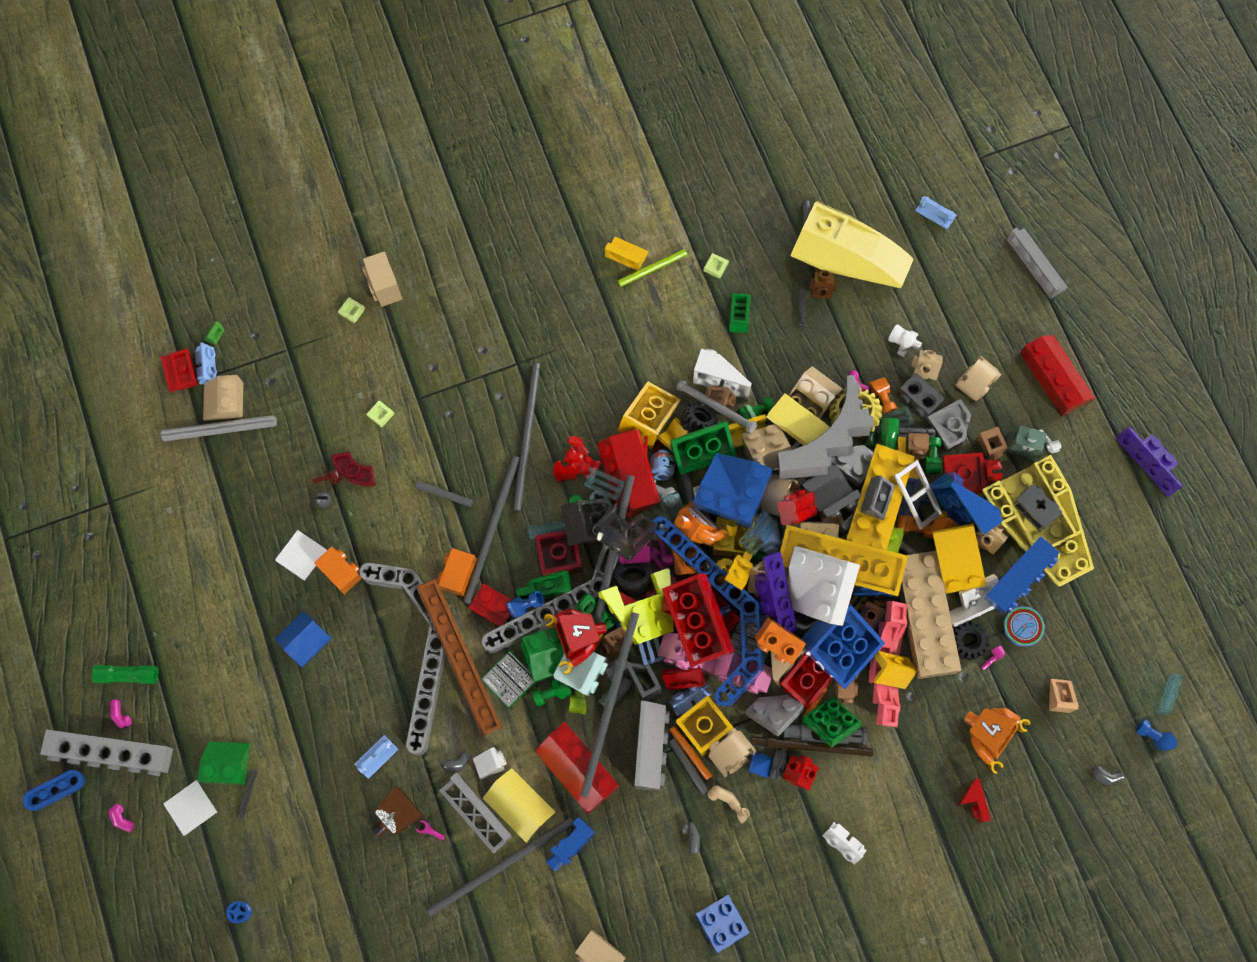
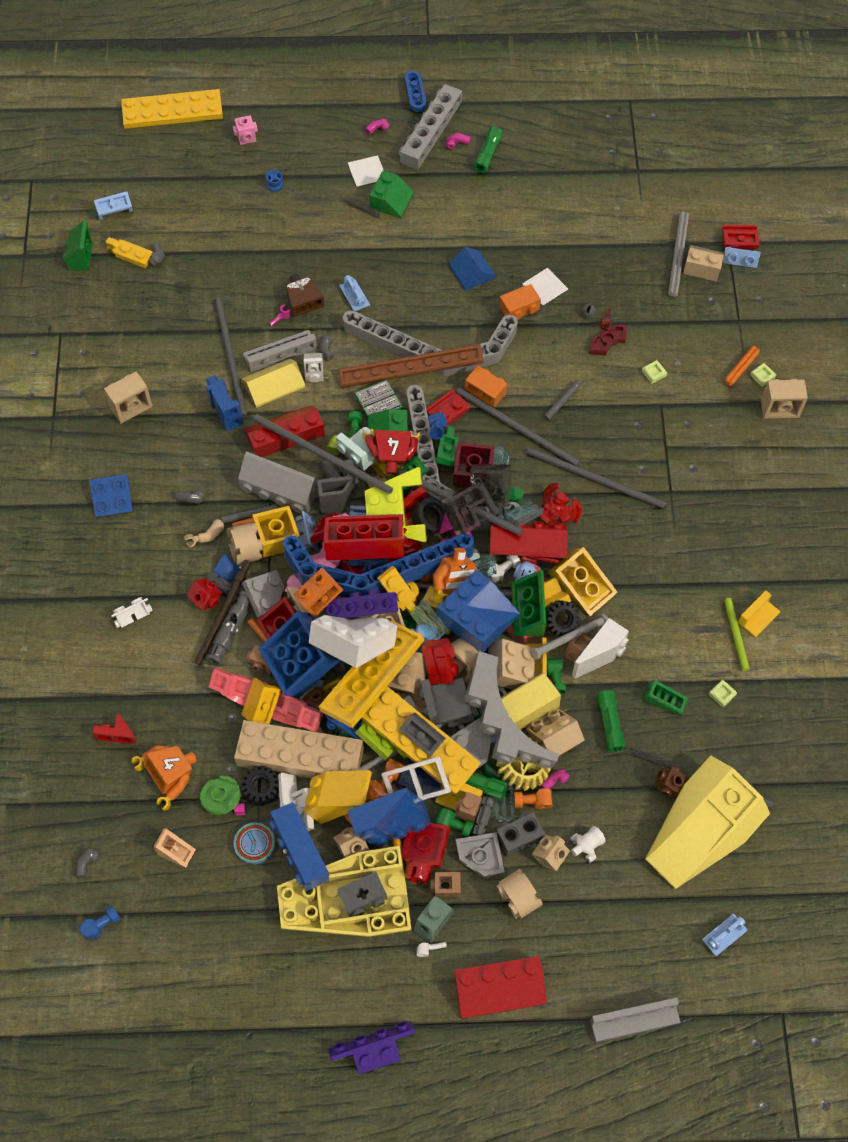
camera: 105 degrees right, 10 degrees down
(214, 333) = (769, 268): bright green slope -> none
(347, 332) = (741, 366): none -> orange axle
(770, 356) = (614, 735): none -> green axle
(832, 721) = (235, 633): green tile -> none
(995, 674) = (220, 795): none -> bright green tile
(1170, 694) = (131, 953): clear light blue tile -> none

